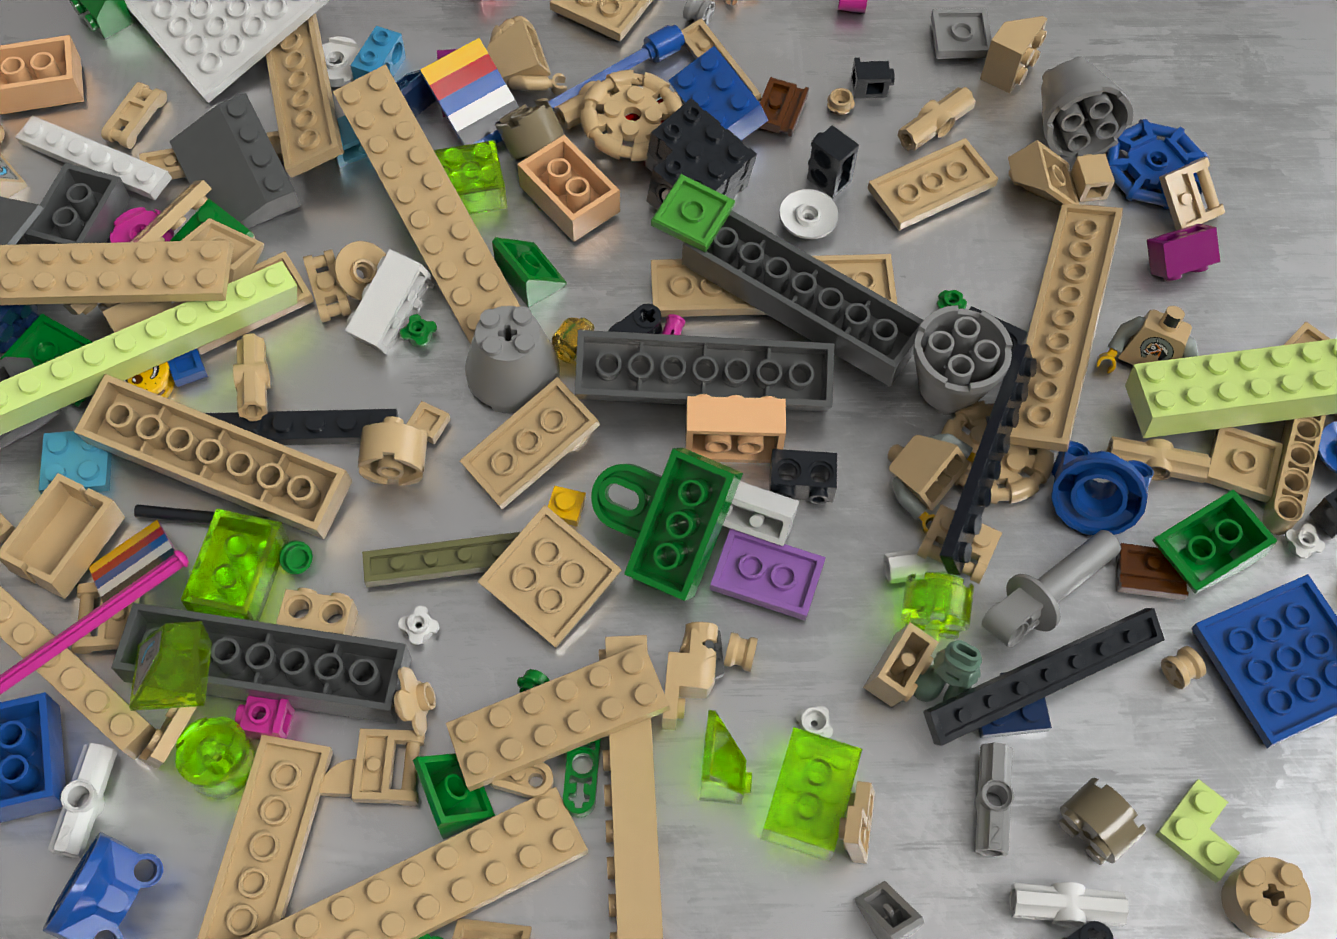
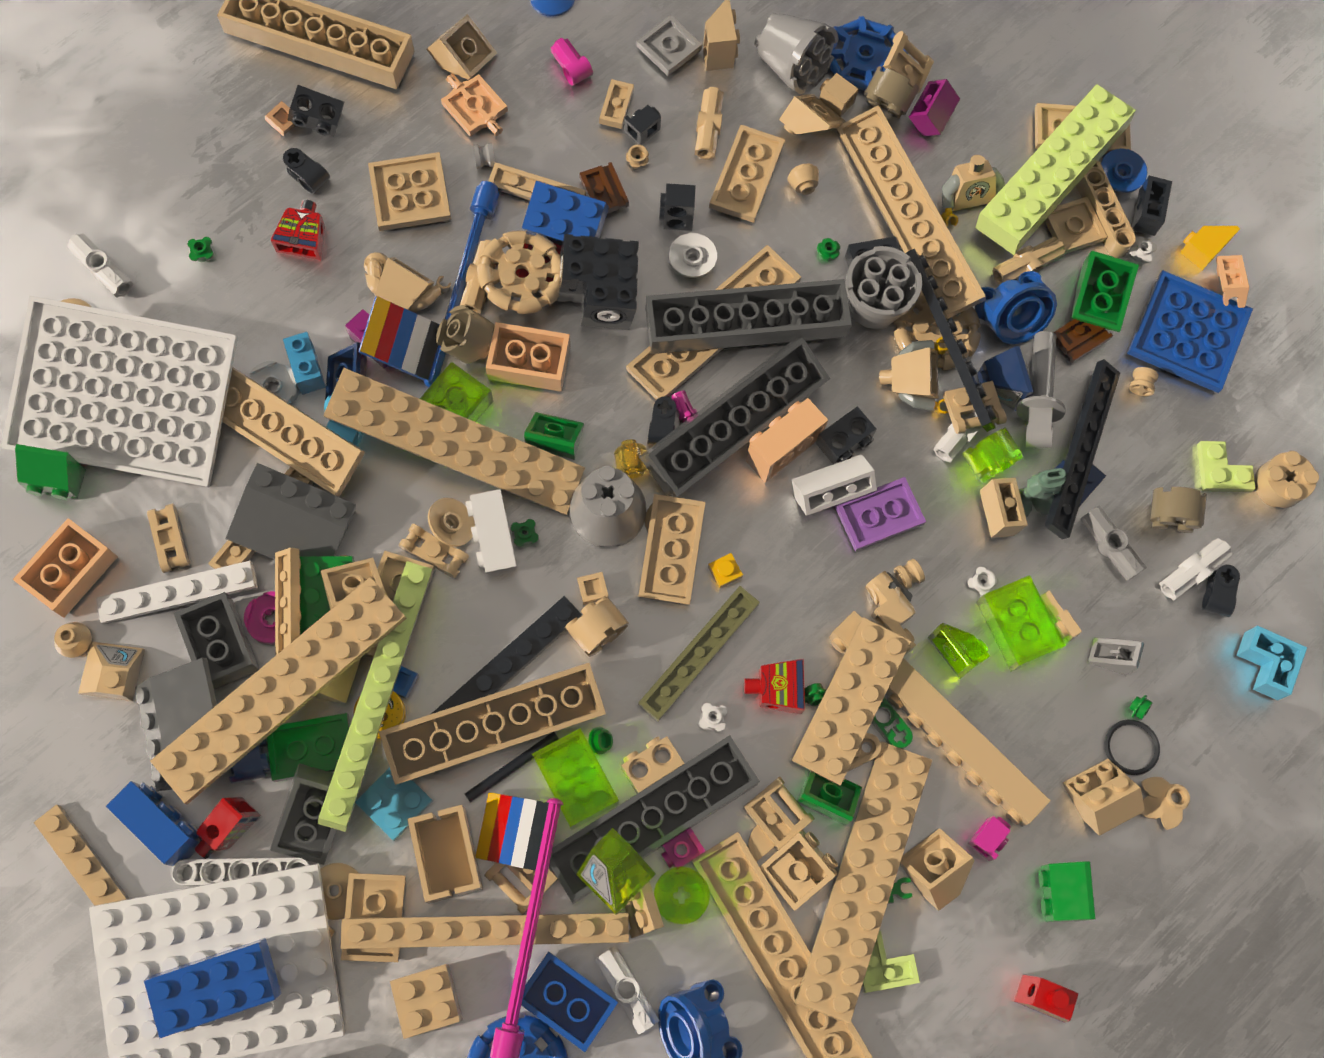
camera: 45 degrees left, 10 degrees up
(251, 377) = (455, 652): tan piece -> none
(352, 835) = (799, 869): none -> tan plate
(414, 700) = (760, 762): tan plate -> none
(507, 648) = (779, 686): none -> red torso
(550, 576) = (764, 622): tan plate -> none
(674, 519) = (809, 528): green brick -> none
(693, 213) = (642, 316): bright green plate -> none
(865, 45) = (616, 104): none -> tan plate
(985, 223) = (804, 178): none -> tan cone
(1022, 540) = (1008, 375): none -> dark blue slope
(1146, 205) = (891, 91): none -> dark tan brick

